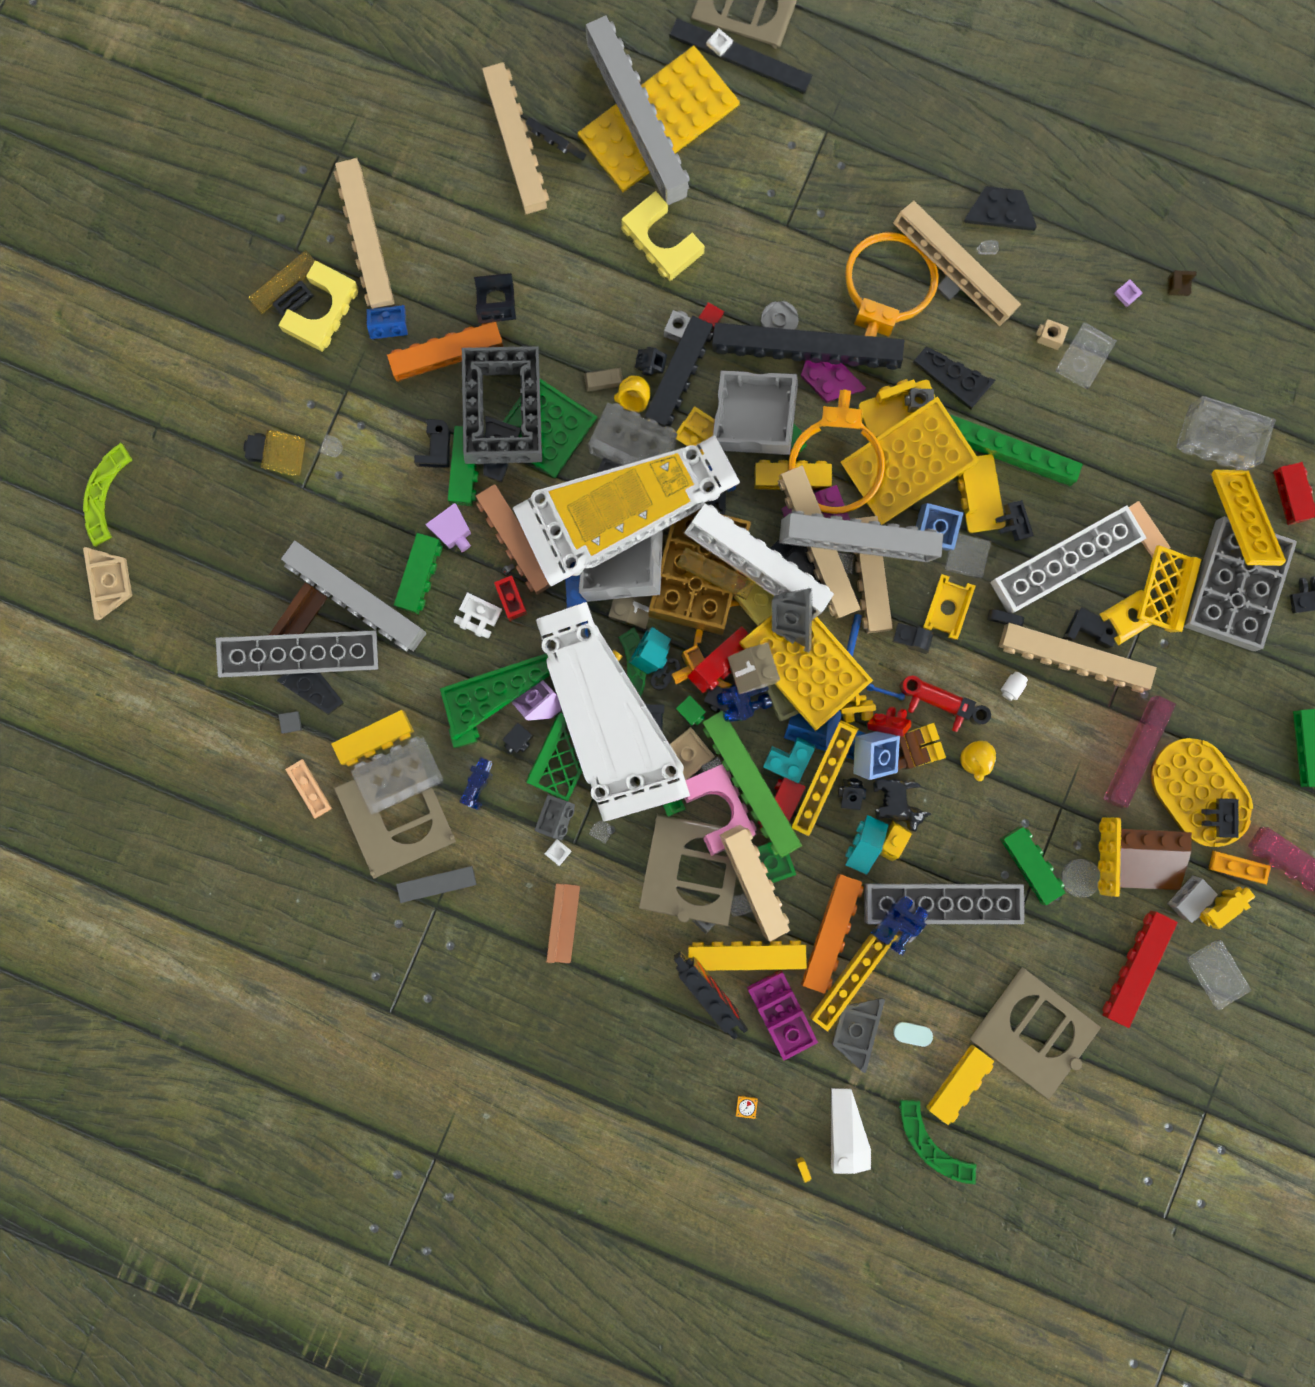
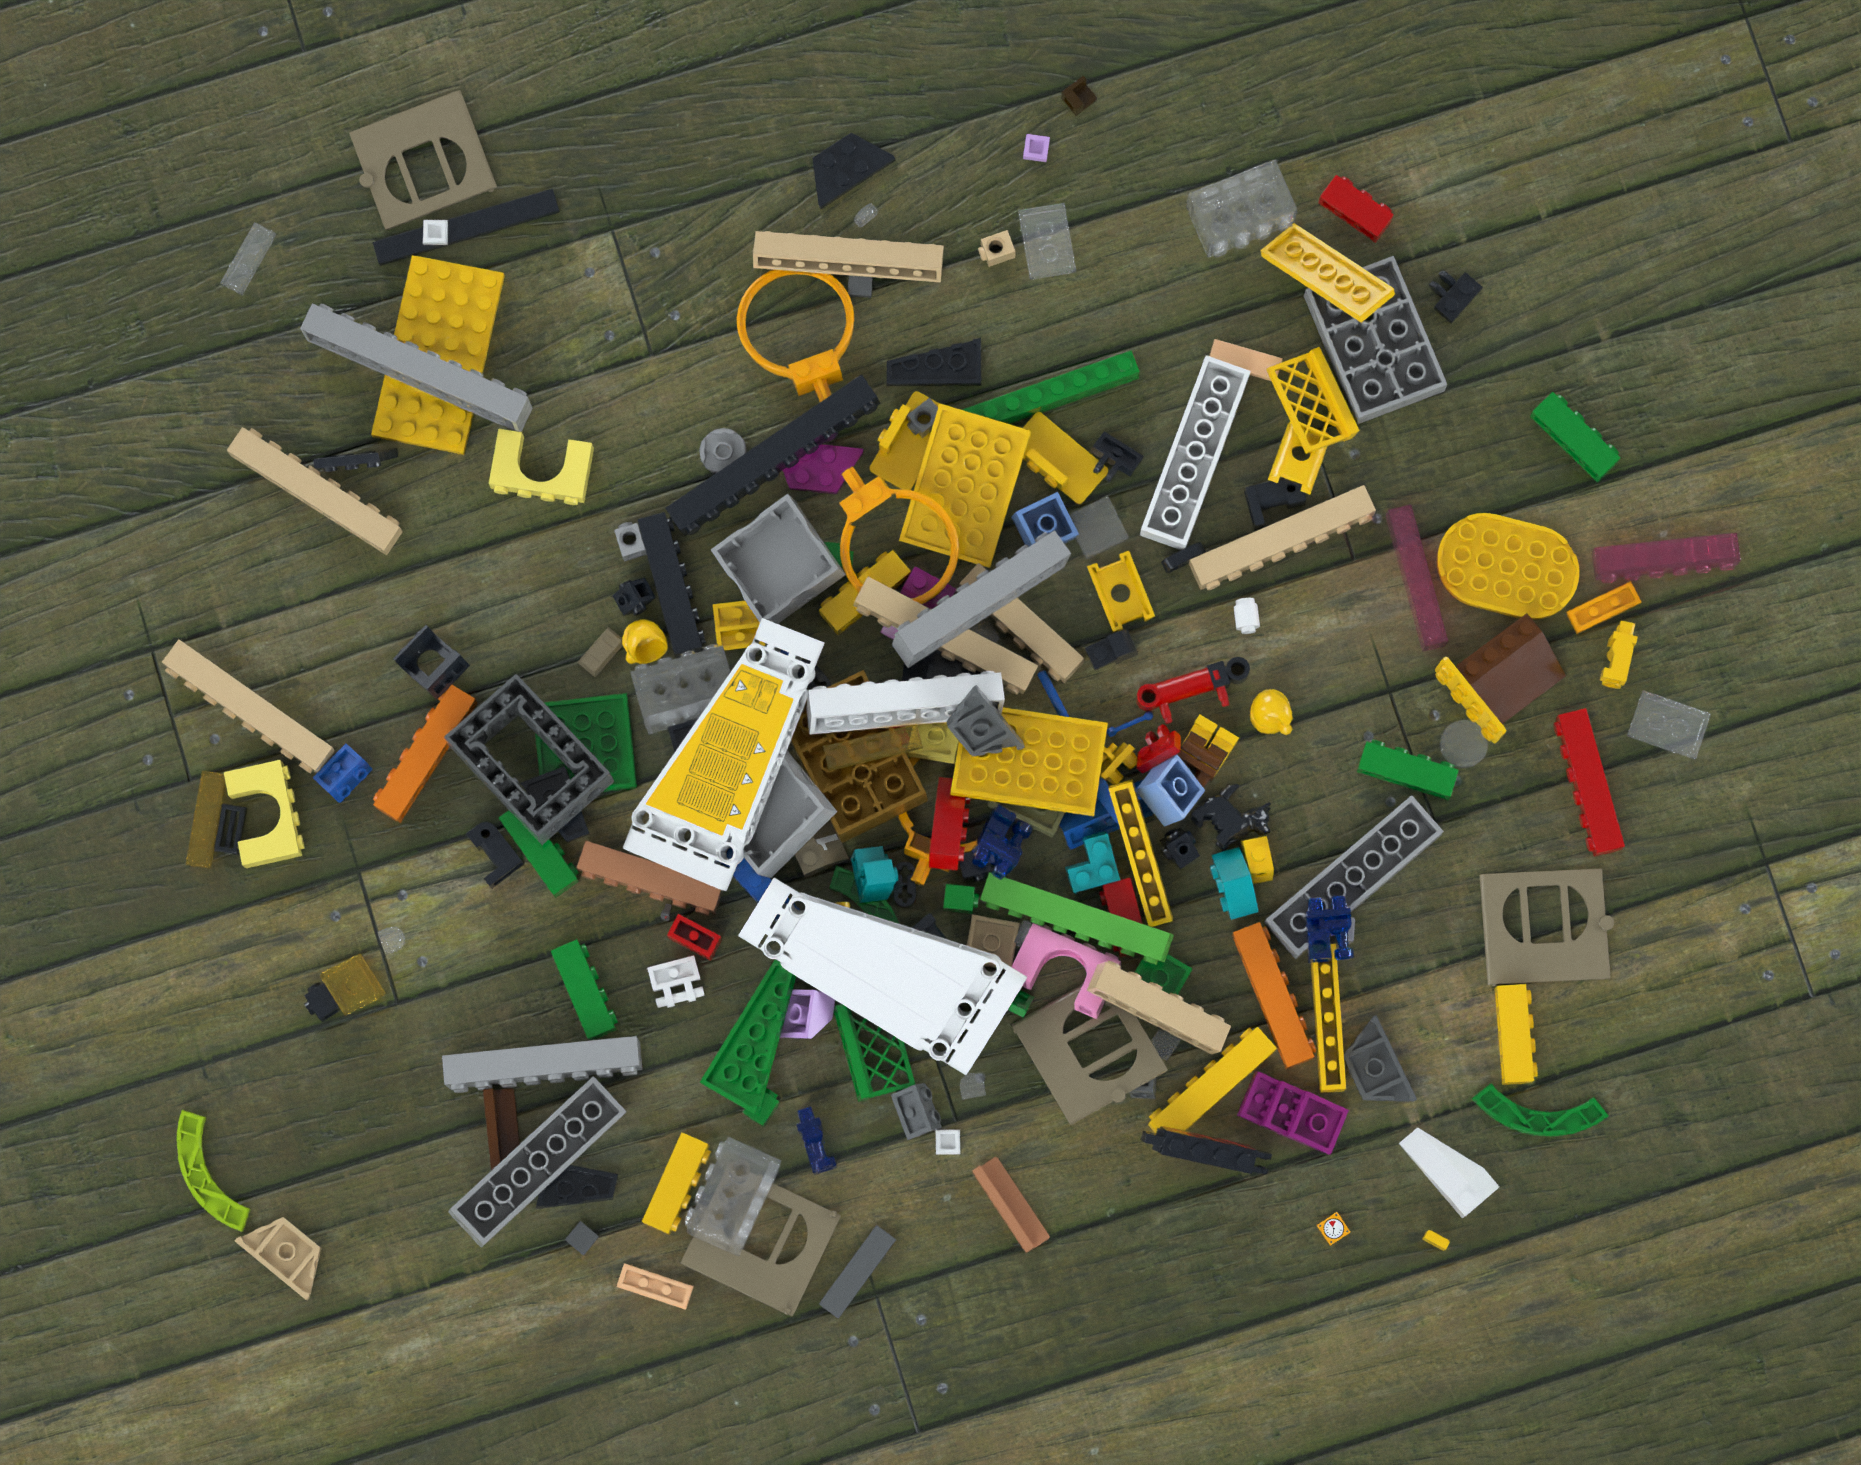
camera: 30 degrees left, 5 degrees down
(451, 528) = (578, 919): lavender torso -> none
(517, 739) = (816, 1066): black brick -> none
(711, 314) = (653, 502): red tile -> none
(753, 668) = (985, 806): dark tan slope -> none
(913, 1034) = (1431, 1025): light aqua tile -> none
(1192, 899) = (1583, 674): light grey brick -> none
(1226, 818) = (1548, 571): black hinge -> none

